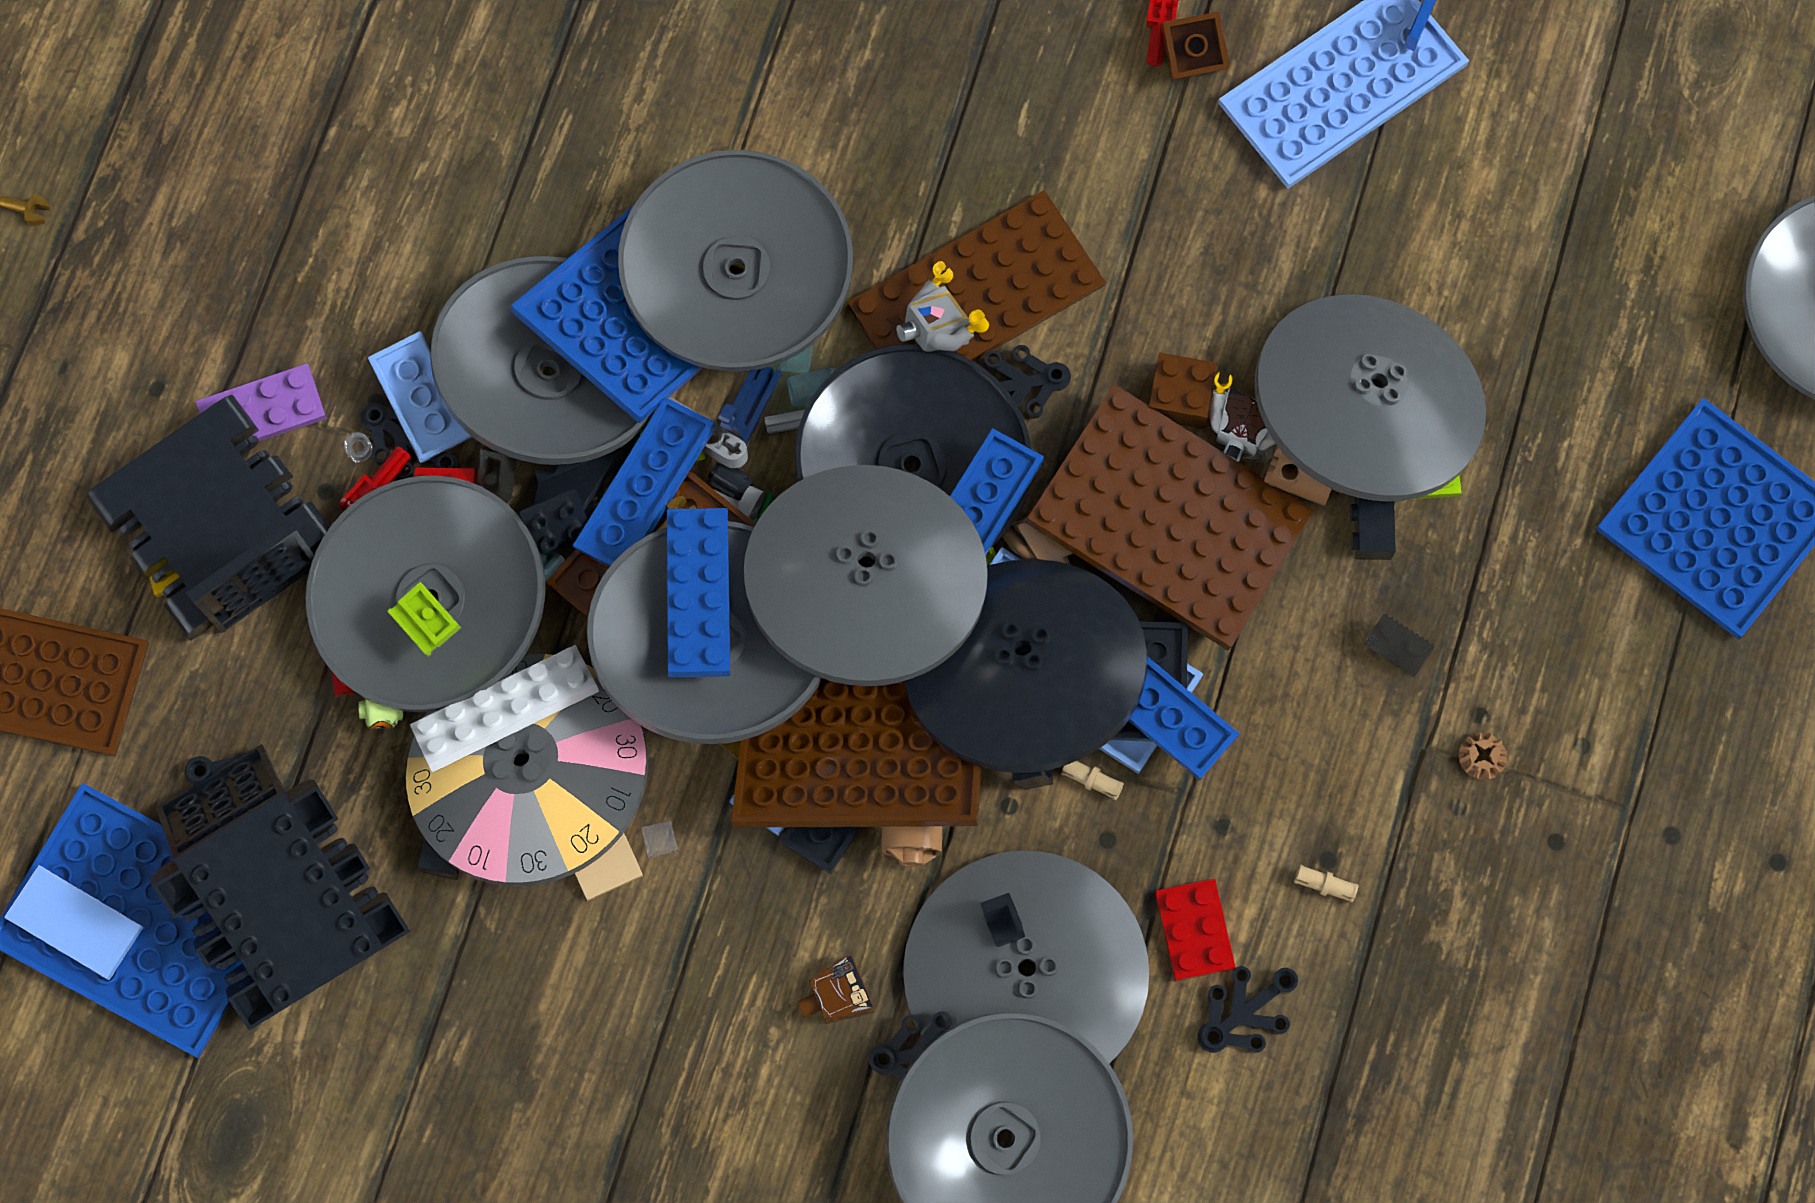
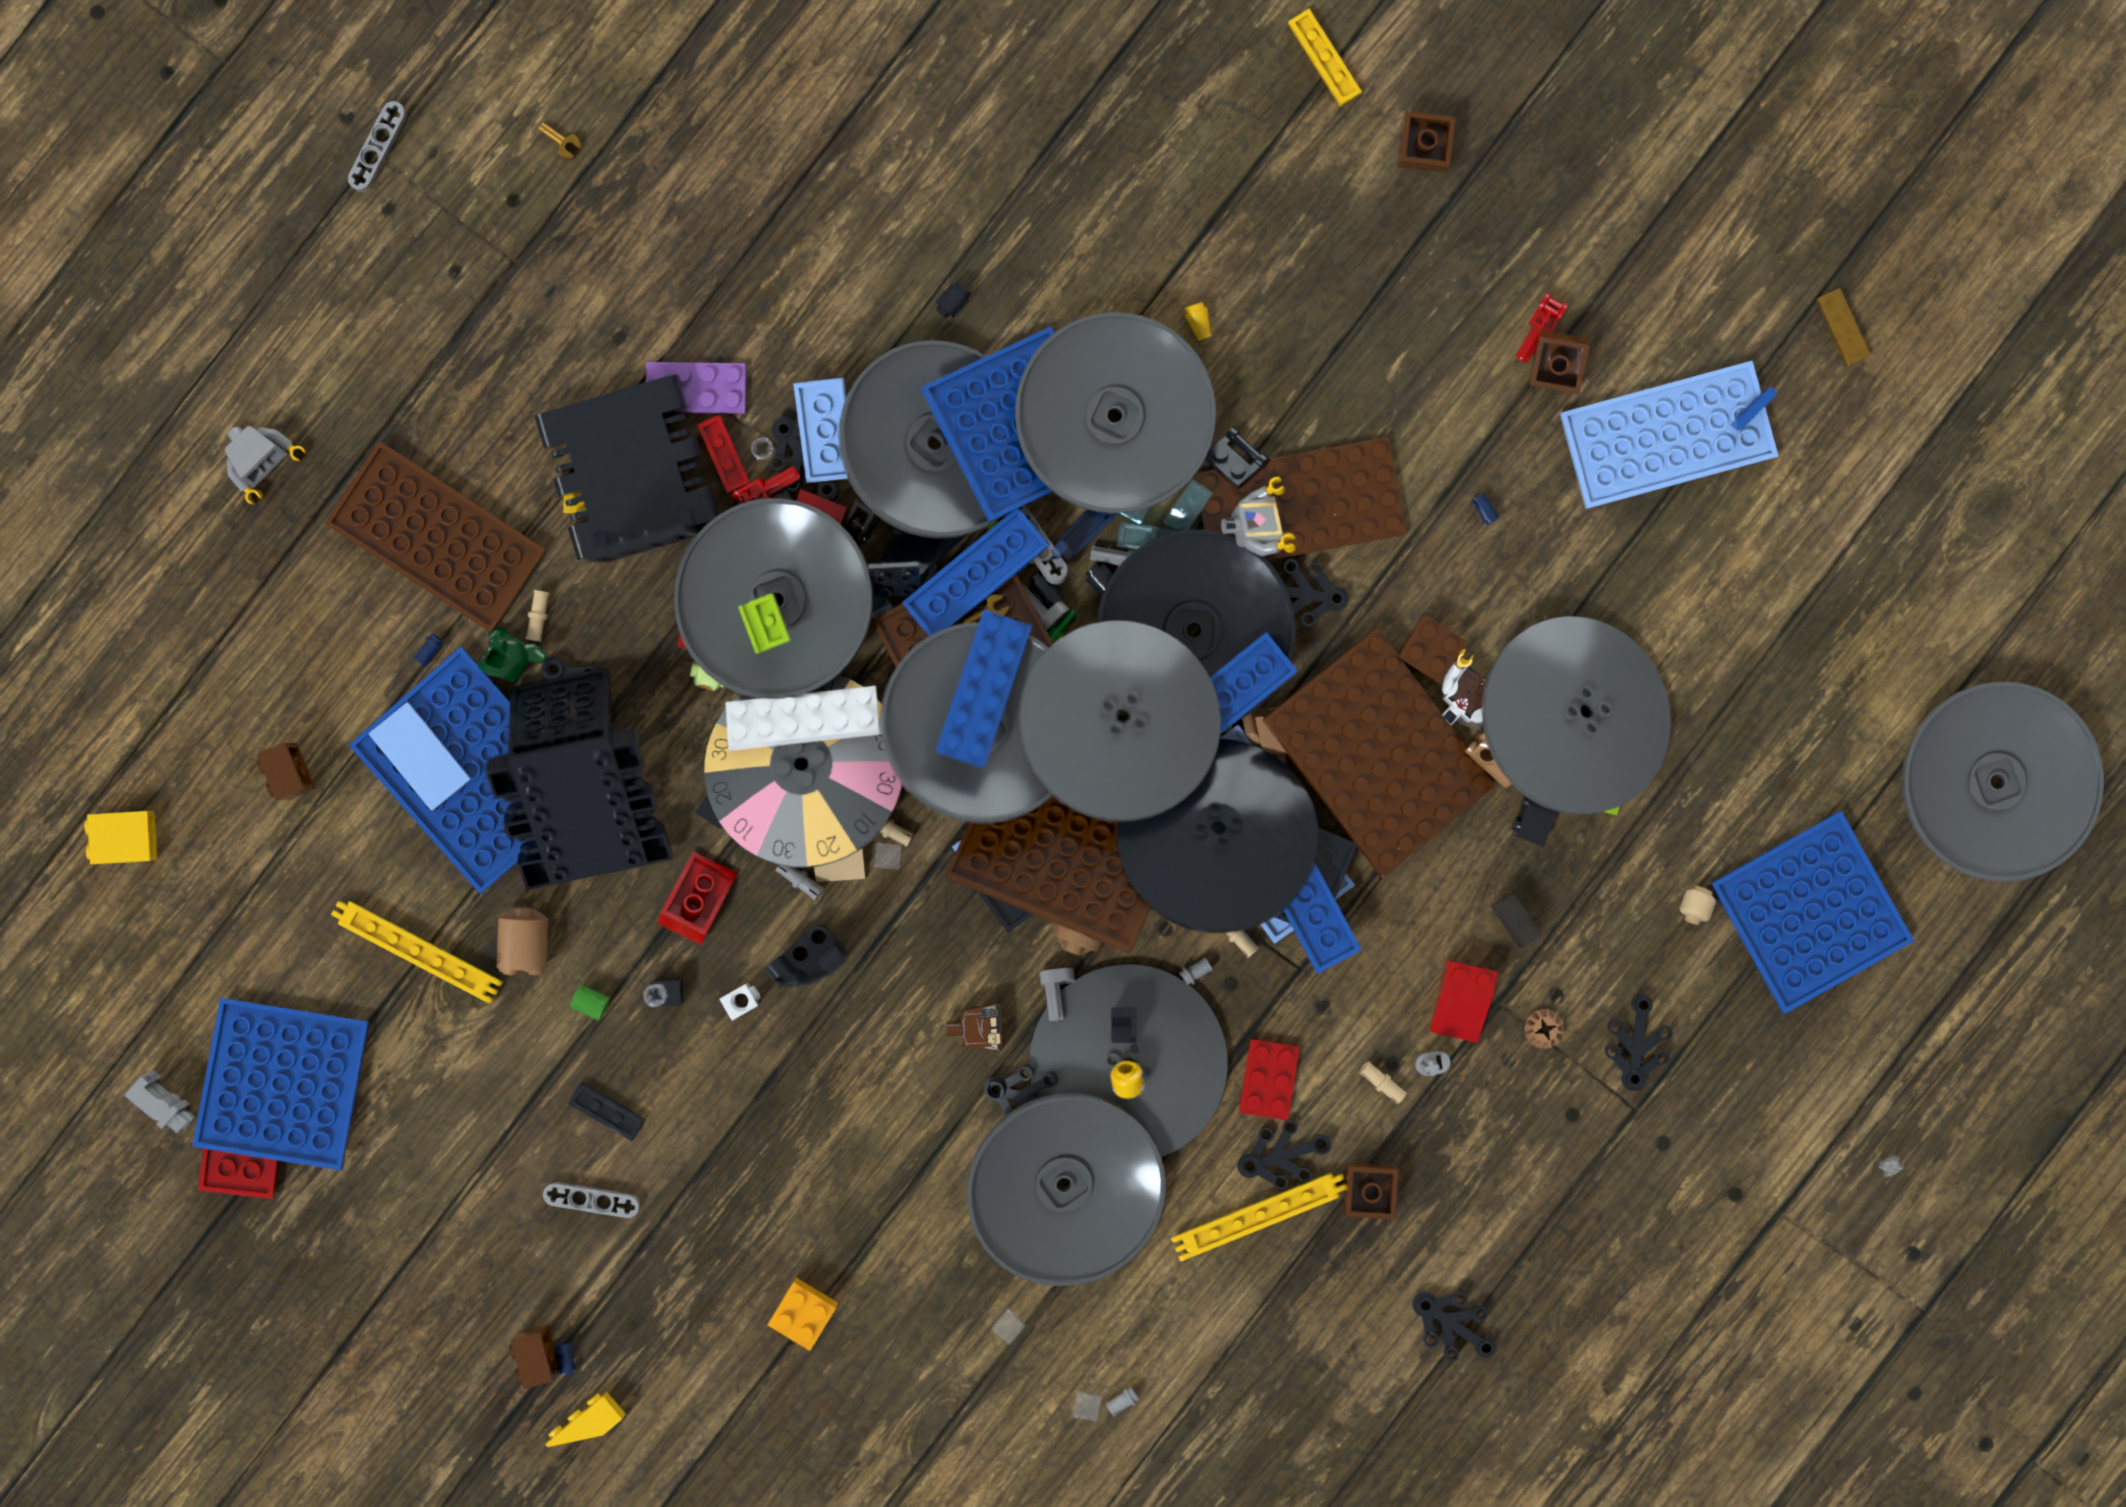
camera: 20 degrees right, 15 degrees up
(47, 801) = (429, 649): none -> dark blue pin
(141, 1153) = (417, 950): none -> yellow hinge
(143, 771) = (509, 656): none -> dark green piece
(161, 717) = (537, 615): none -> tan pin
(263, 1091) = (522, 941): none -> medium nougat cylinder
(315, 466) = (723, 454): none -> red plate
(368, 1136) = (590, 1002): none -> bright green piece
(435, 1099) = (662, 992): none -> clear bush
(453, 968) = (696, 898): none -> red slope
(455, 1089) = (674, 992): none -> black panel
(514, 217) = (952, 300): none -> black brick
(546, 1081) = (733, 1008): none -> white brick
(566, 902) = (801, 880): none -> light grey pin
(624, 987) = (819, 964): none -> black panel
(658, 808) = (897, 832): none -> tan pin
(783, 447) = (1098, 578): none -> black brick
(790, 144) = (1198, 320): none -> yellow cone
(854, 334) = (1188, 506): none -> clear light blue slope
(887, 276) = (1230, 464): none -> black plate
(902, 908) = (1052, 980): none -> light grey piece
(1031, 977) = (1127, 1079): none -> yellow head
(1062, 837) = (1195, 971): none -> light grey pin
(1180, 226) = (1485, 509): none -> dark blue pin
(1246, 1091) = (1258, 1215): none -> yellow hinge
(1363, 1010) = (1370, 1191): none -> reddish brown brick
(1368, 842) = (1427, 1065): none -> light grey piece
(1378, 756) = (1463, 1000): none -> red slope
(1521, 1133) = (1450, 1322): none -> black plant
(1592, 555) = (1697, 905): none -> tan head
(1594, 736) = (1637, 1047): none -> black plant

